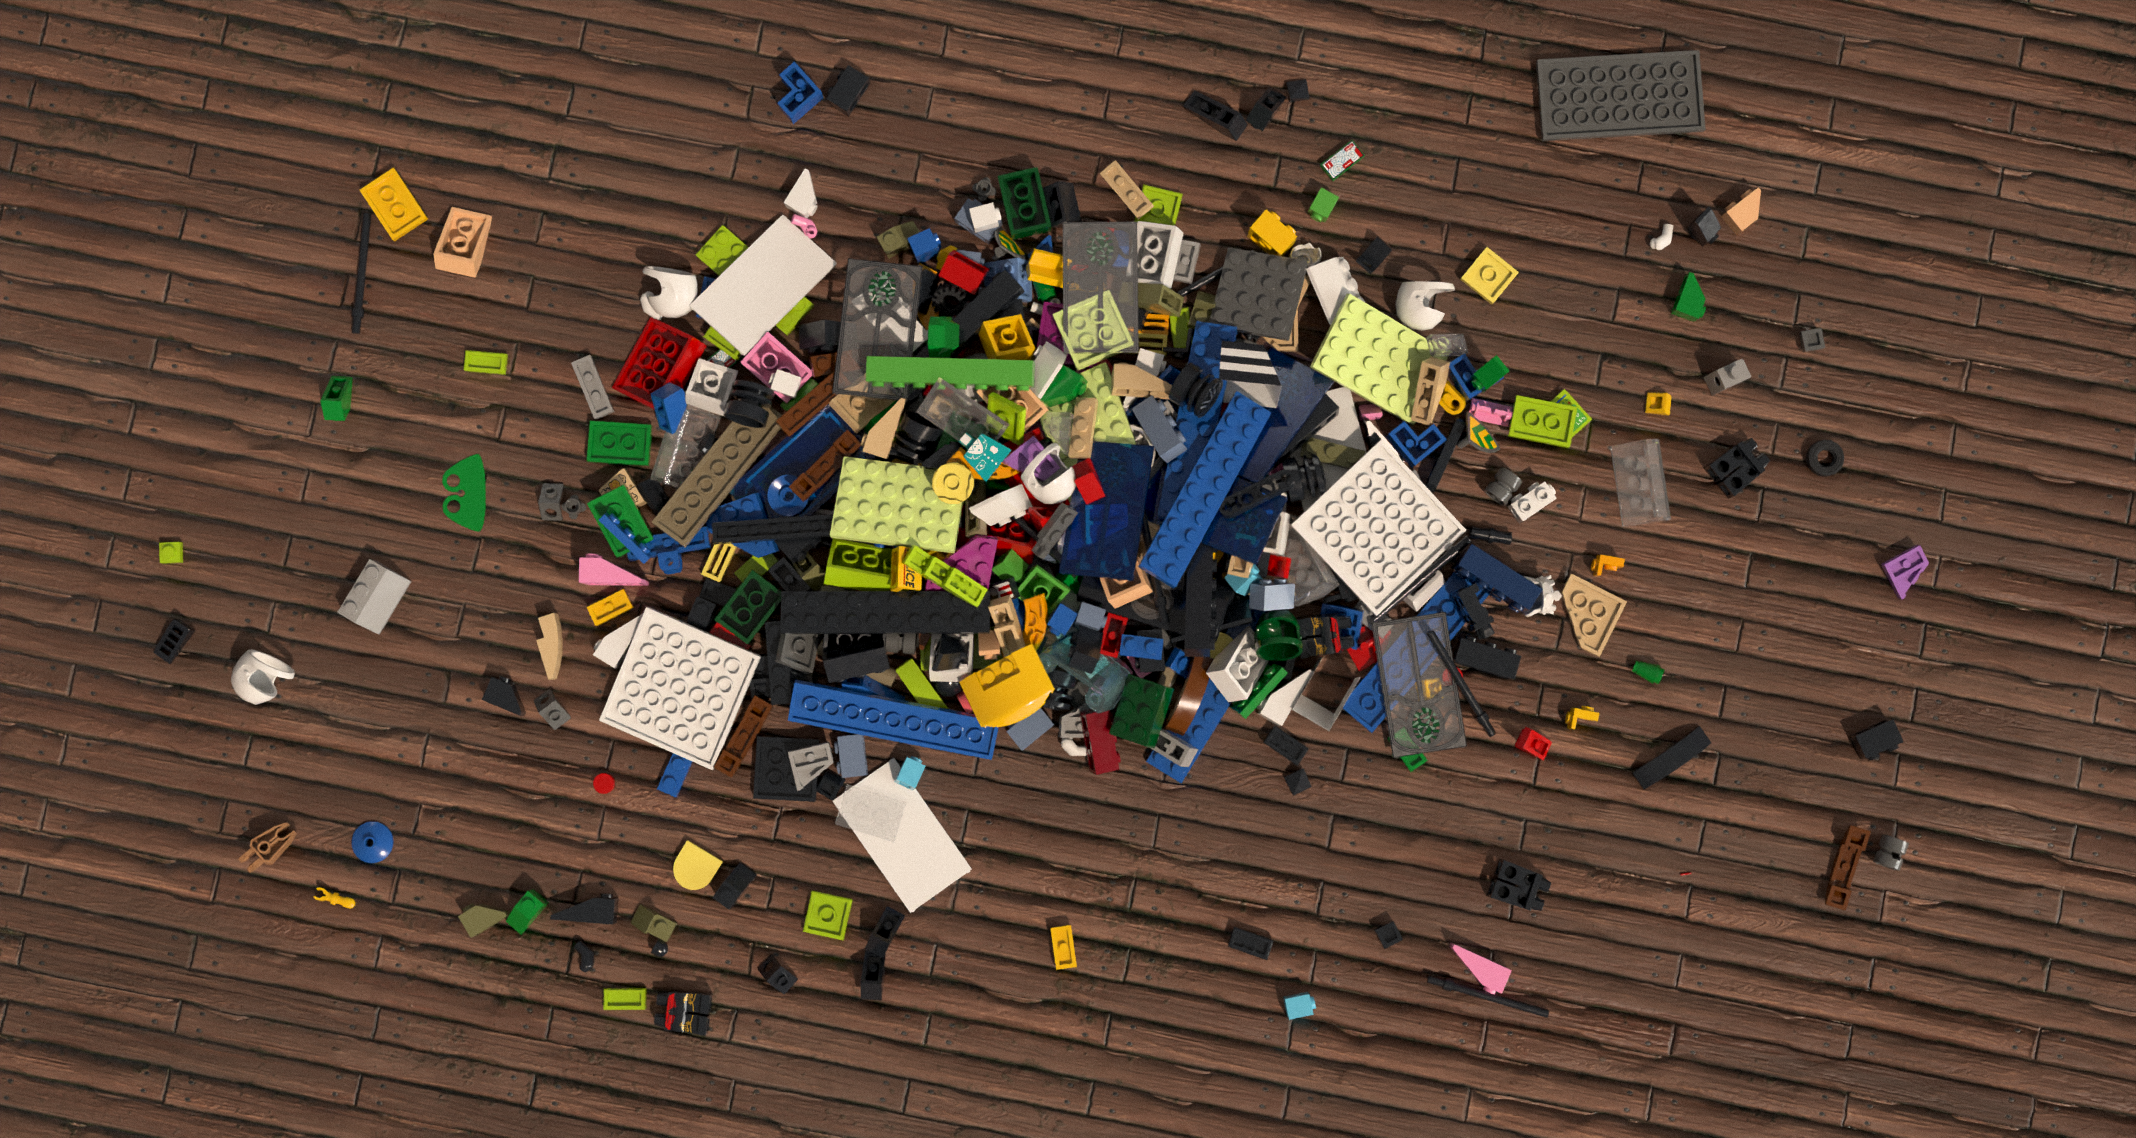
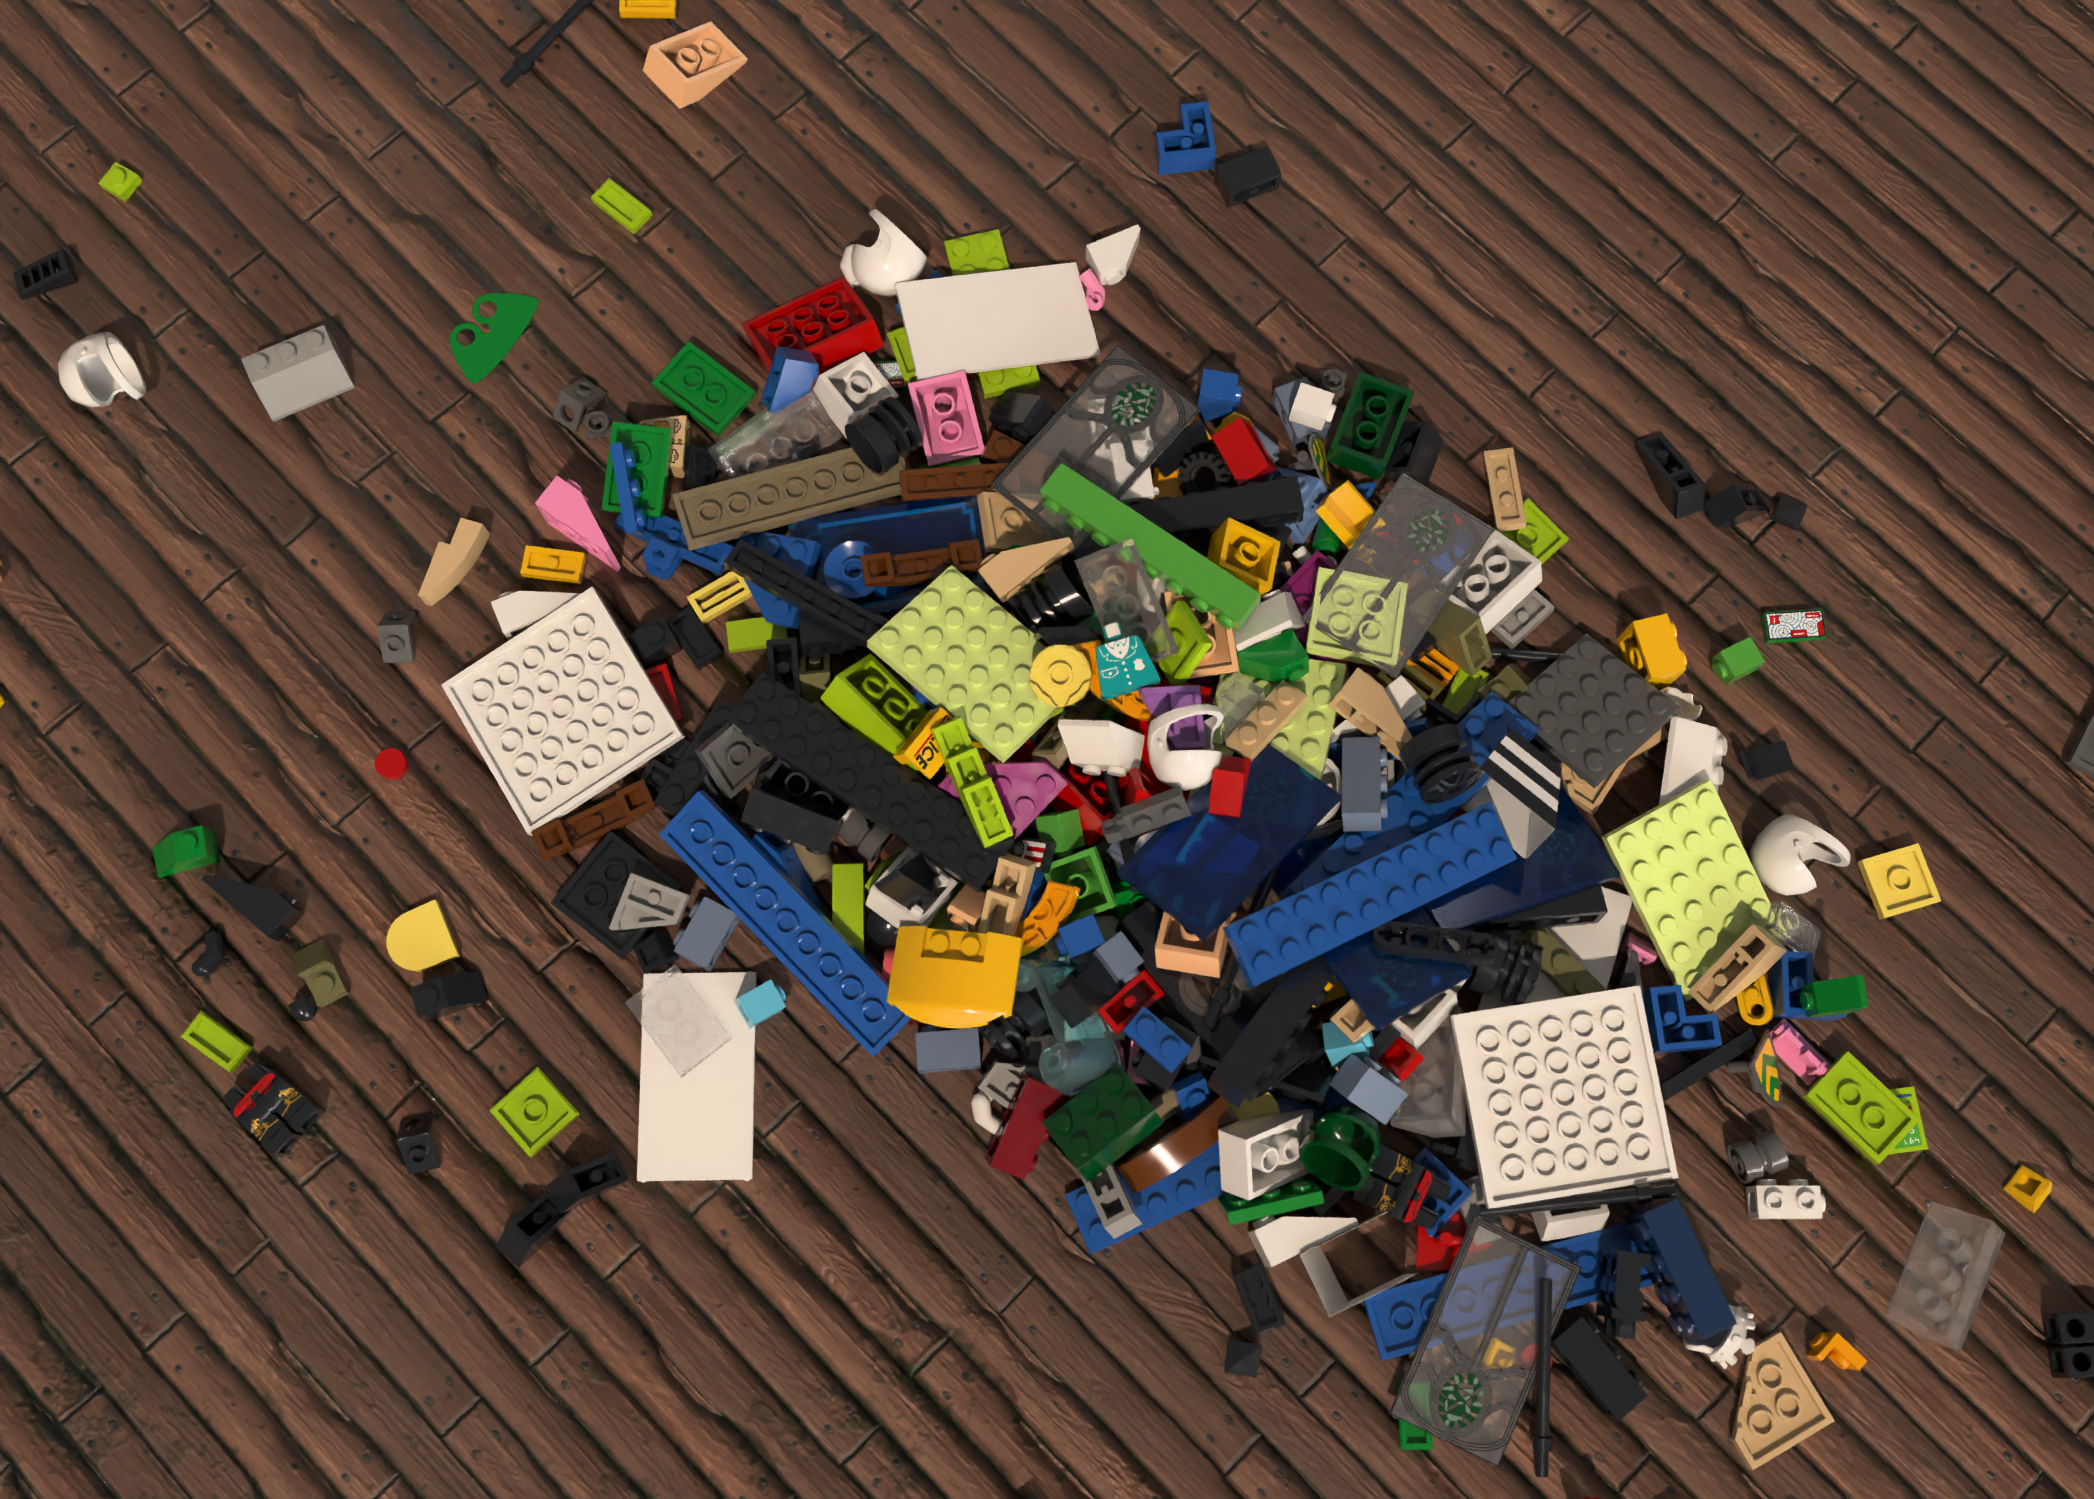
camera: 30 degrees right, 10 degrees down
(337, 398) = (427, 136): green slope -> none
(381, 838) = (86, 657): blue dish -> none
(481, 917) = (125, 822): olive slope -> none
(504, 695) = (355, 581): black slope -> none
(592, 387) = (720, 308): light grey plate -> none
(674, 775) = (480, 811): blue plate -> none
(749, 606) = (712, 669): dark green brick -> none
(785, 383) = (943, 439): white brick -> none
(895, 239) = (1186, 368): olive slope -> none
(942, 337) = (1168, 501): green slope -> none
(1063, 947) = (795, 1363): yellow plate -> none
(1490, 535) = (1702, 1209): black pin -> none

